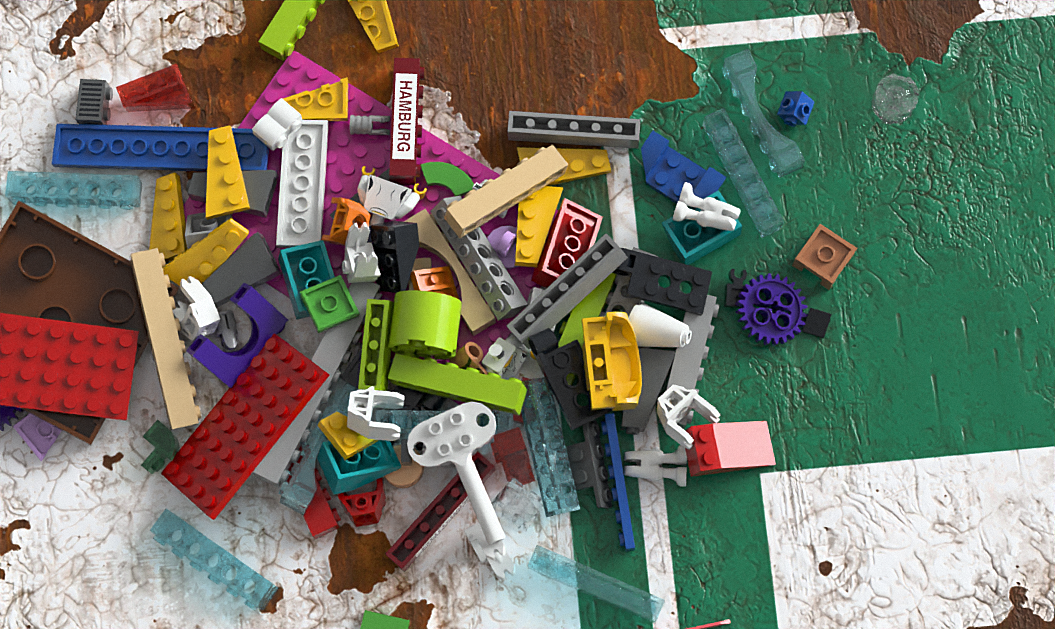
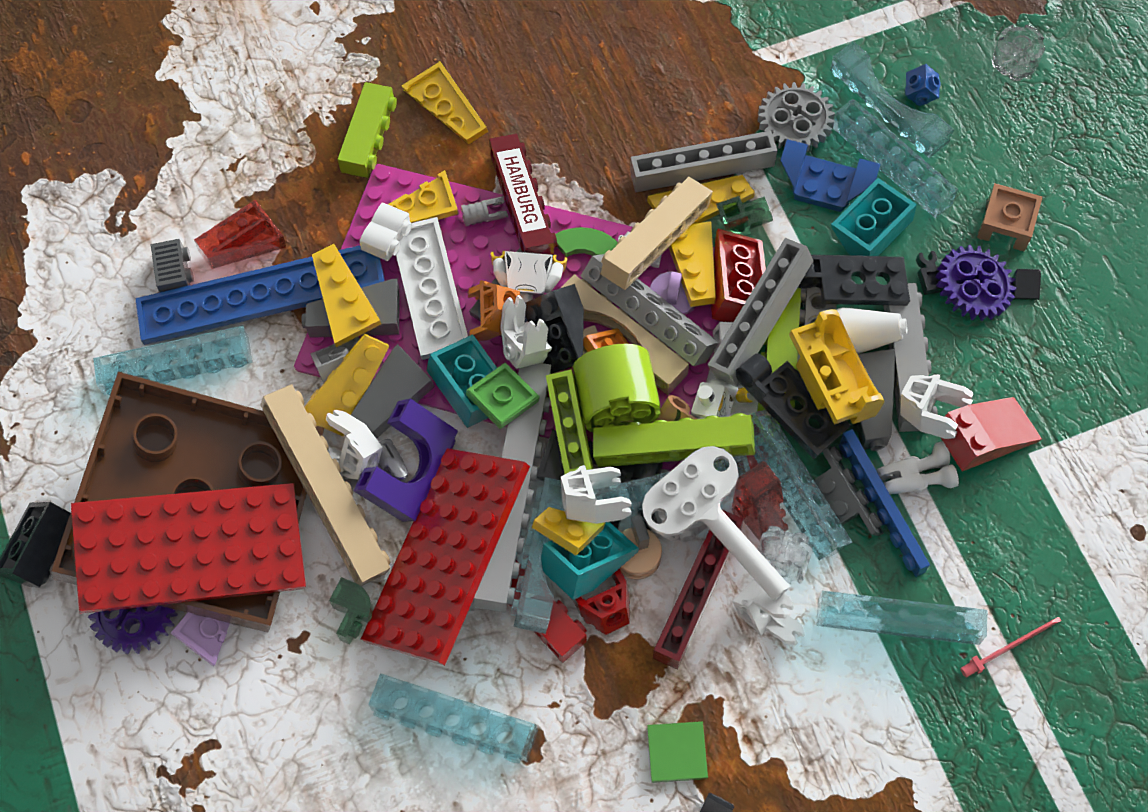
camera: 20 degrees left, 10 degrees down
(168, 218) = (288, 358): yellow wing -> none
(590, 192) = (742, 217): none -> clear green brick
(686, 95) = (796, 115): none -> light grey gear
(713, 213) = (881, 197): white piece -> none

